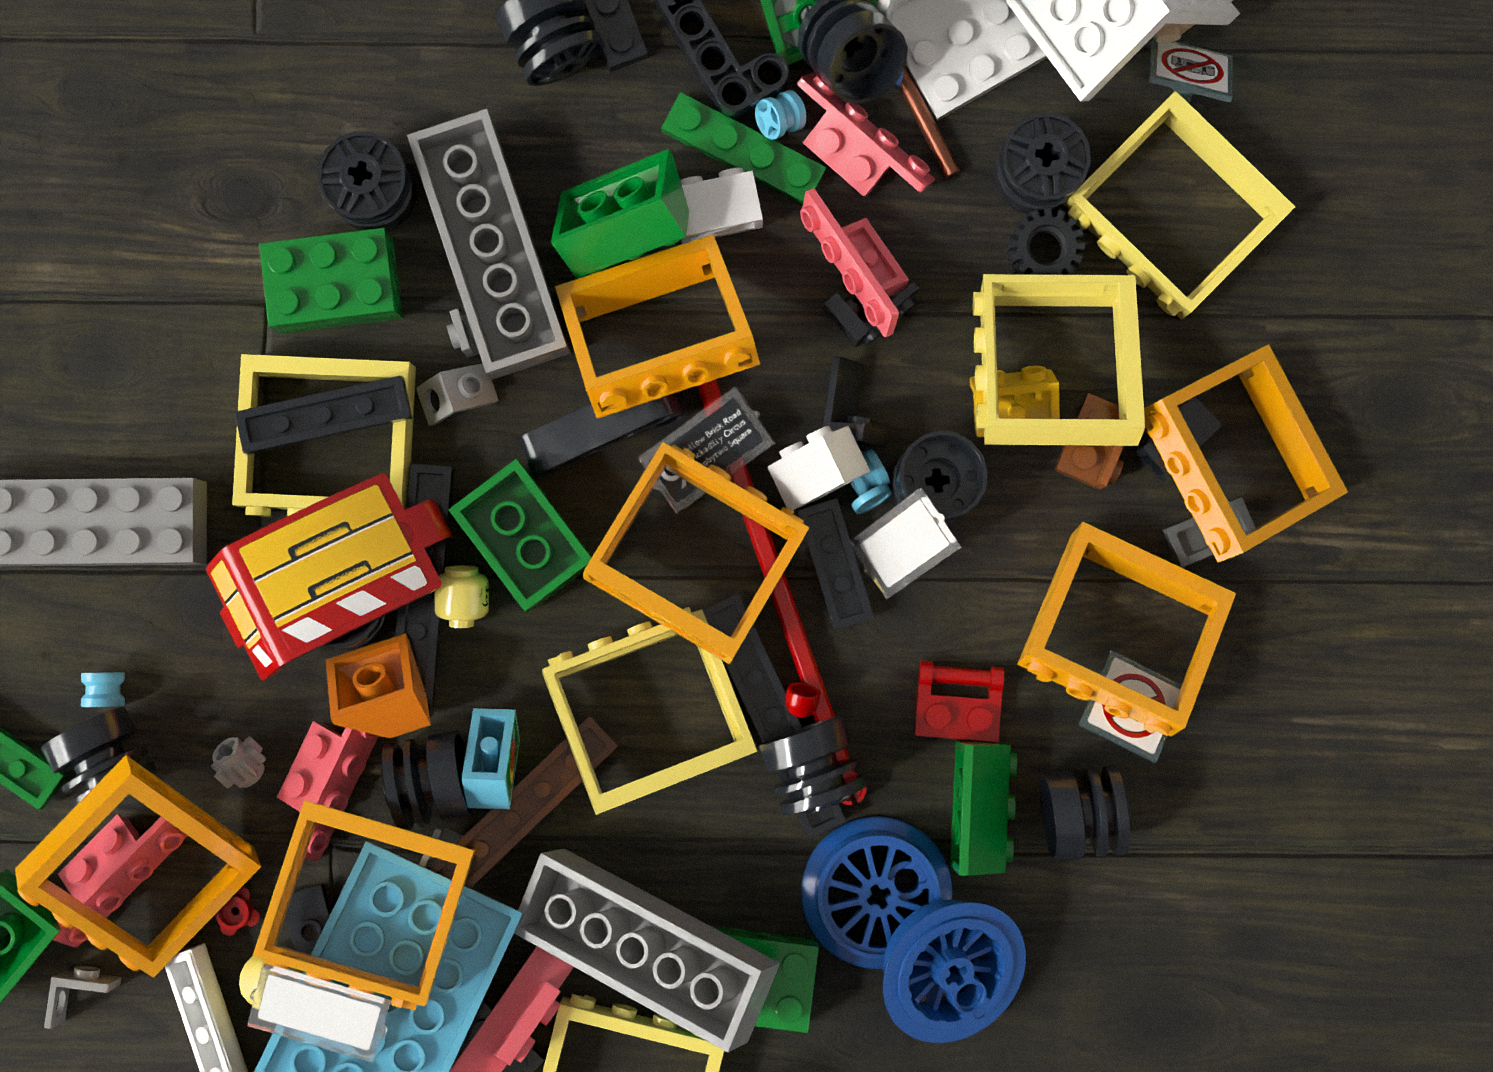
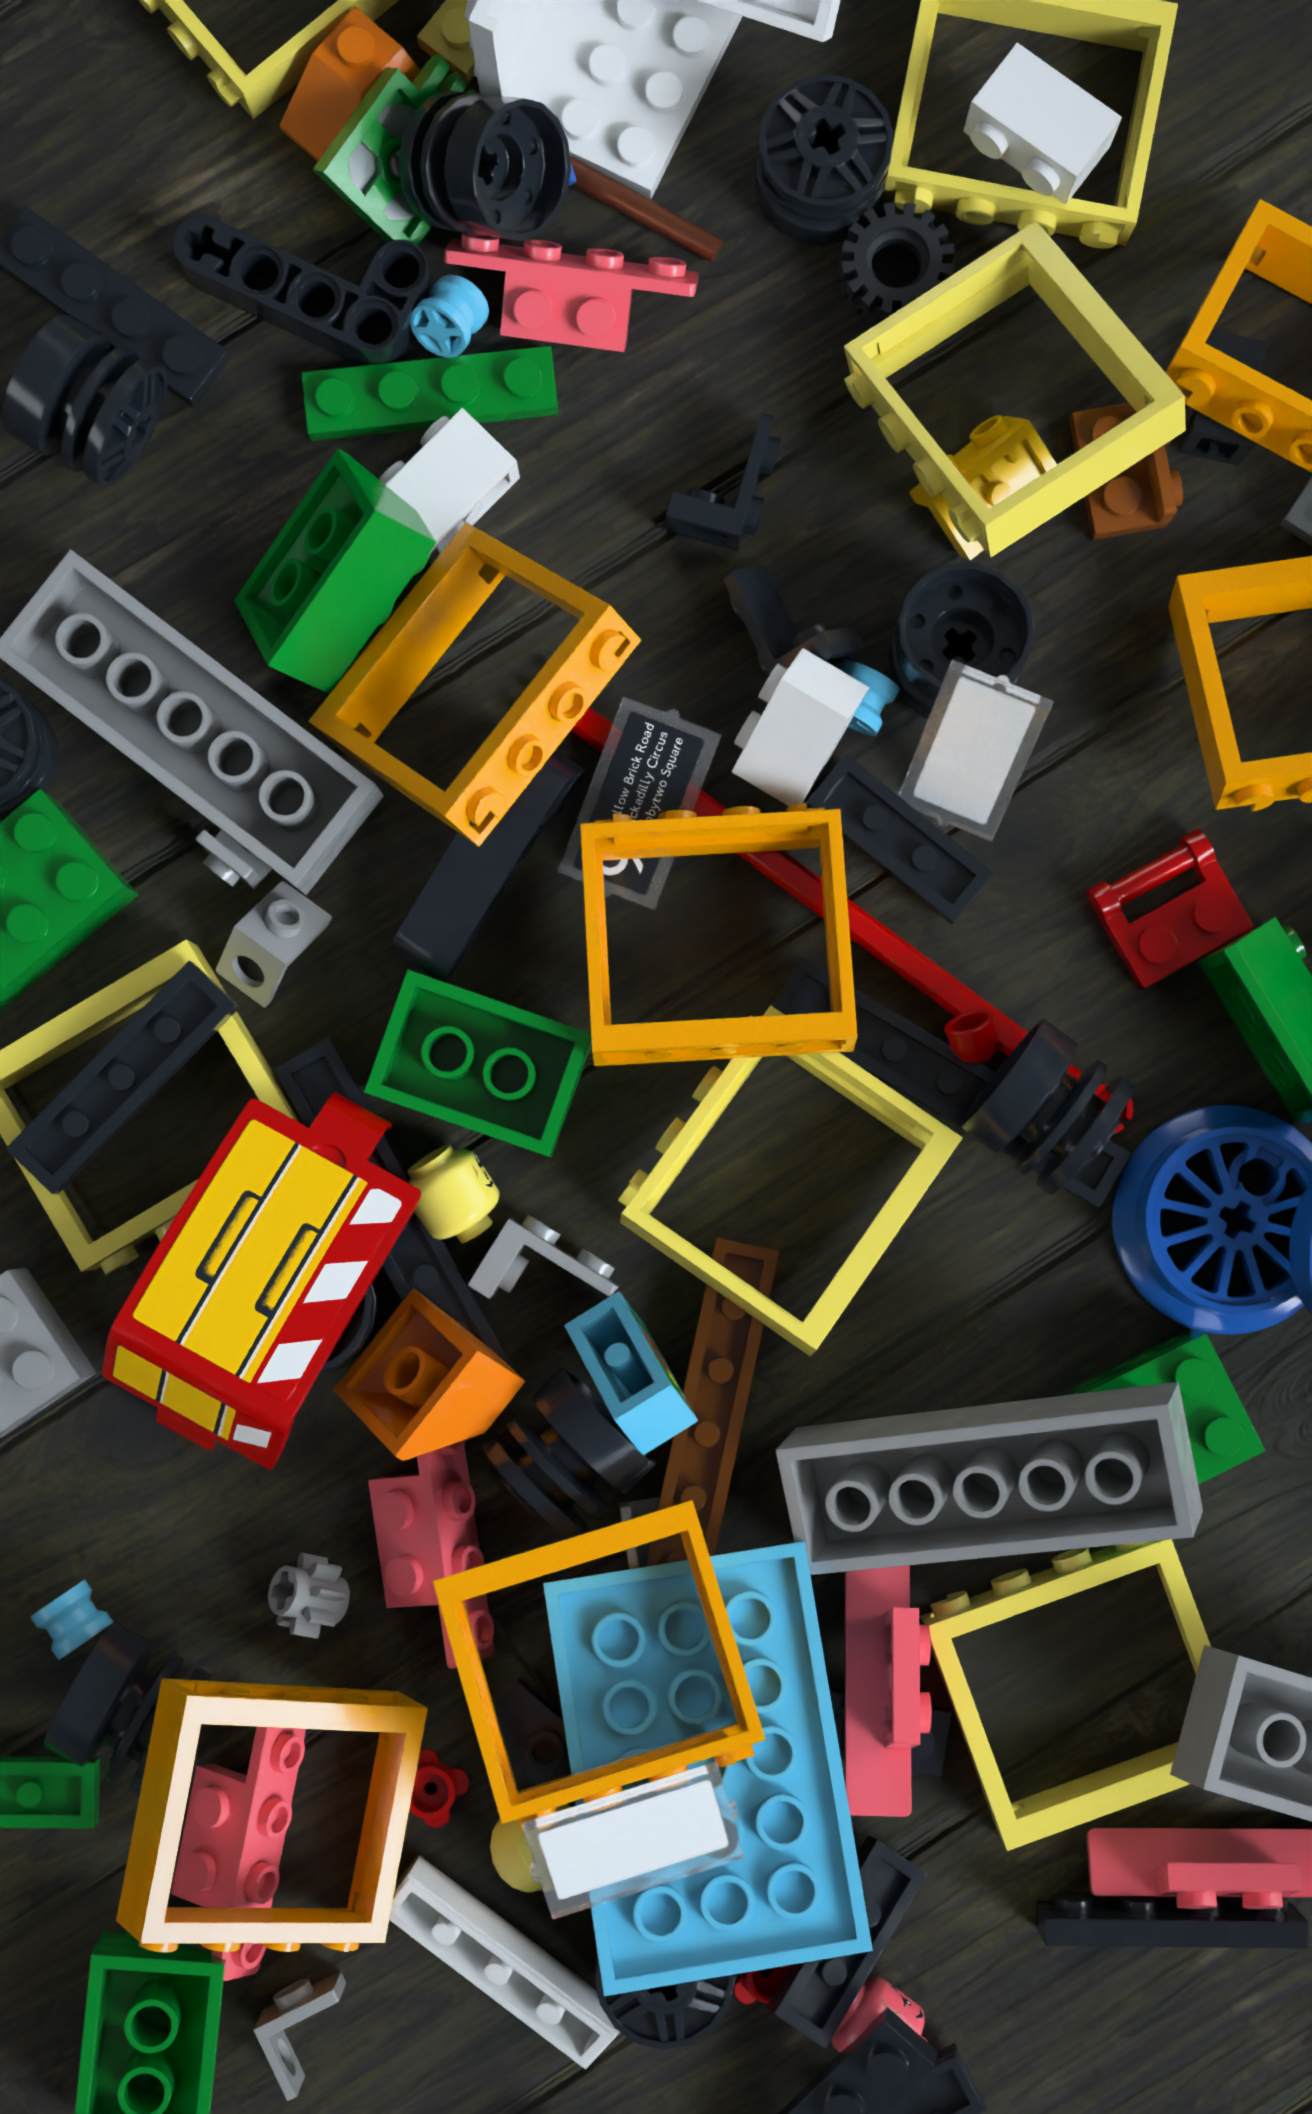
camera: 30 degrees left, 0 degrees up
(464, 653) = (505, 1265): none -> light grey bracket
(862, 260) = (673, 431): coral bracket -> none
(871, 498) = (890, 725): medium azure piece -> none
(1171, 224) = (1040, 124): none -> white brick

